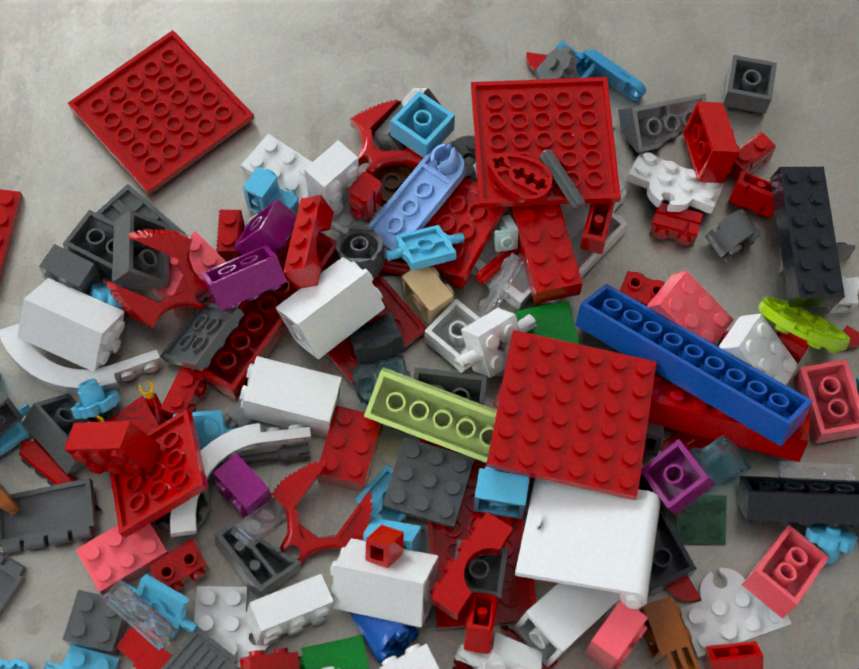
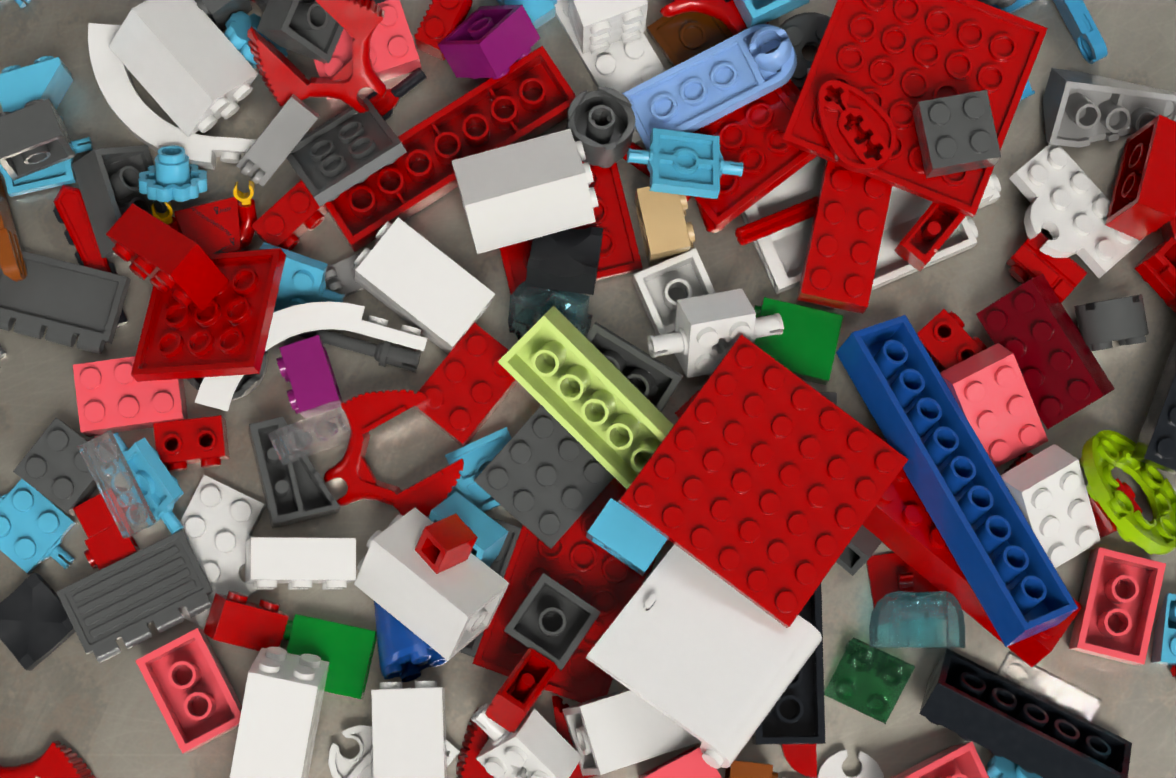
camera: 20 degrees right, 15 degrees up
(155, 347) = (277, 140): none -> light grey hinge
(244, 278) = (426, 102): magenta brick -> none
(302, 260) = (512, 115): red arch -> none
(365, 197) = (640, 51): red brick -> none
(488, 537) = (580, 590): red arch -> none
(501, 285) = (760, 258): clear plate -> none
(507, 235) = (806, 190): light aqua bracket -> none
(562, 179) = (907, 155): dark grey axle -> none
(586, 153) = (956, 133): none -> dark grey brick
(677, 477) = (858, 620): magenta brick -> none
(713, 269) = (1048, 350): none -> dark red brick

